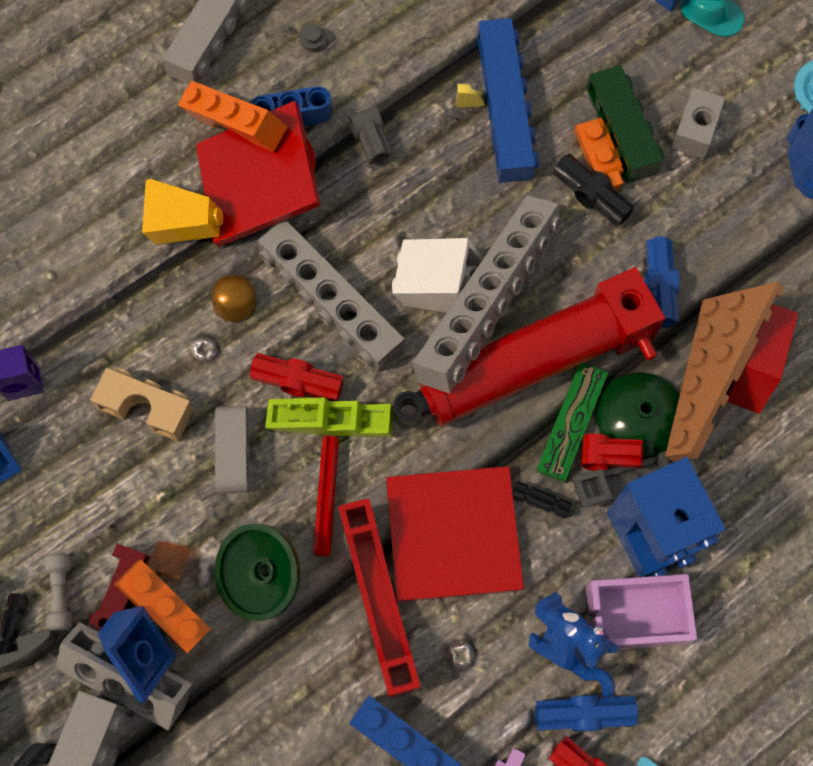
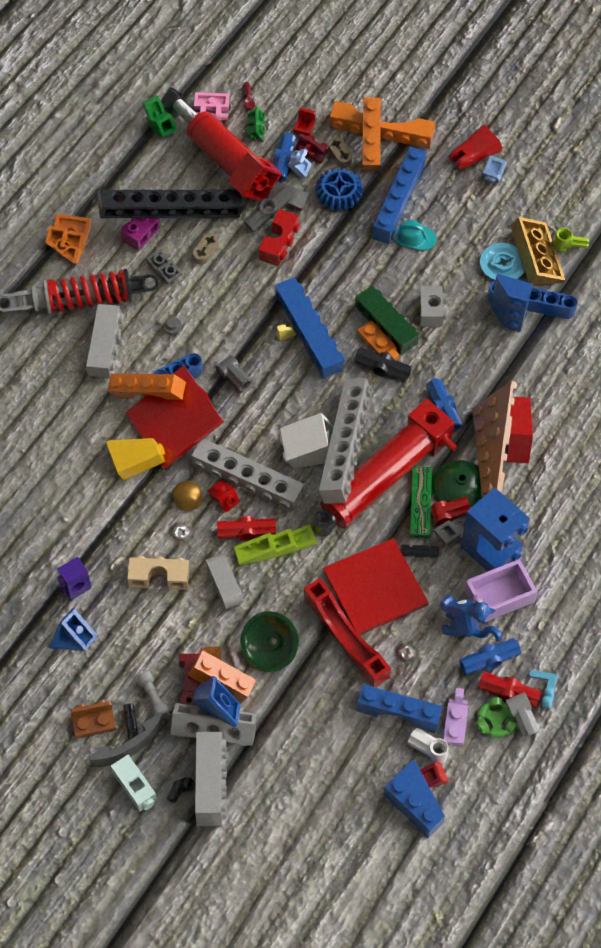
camera: 20 degrees left, 10 degrees down
(285, 315) = (224, 494): none -> red bracket
(326, 496) = (291, 590): red axle -> none

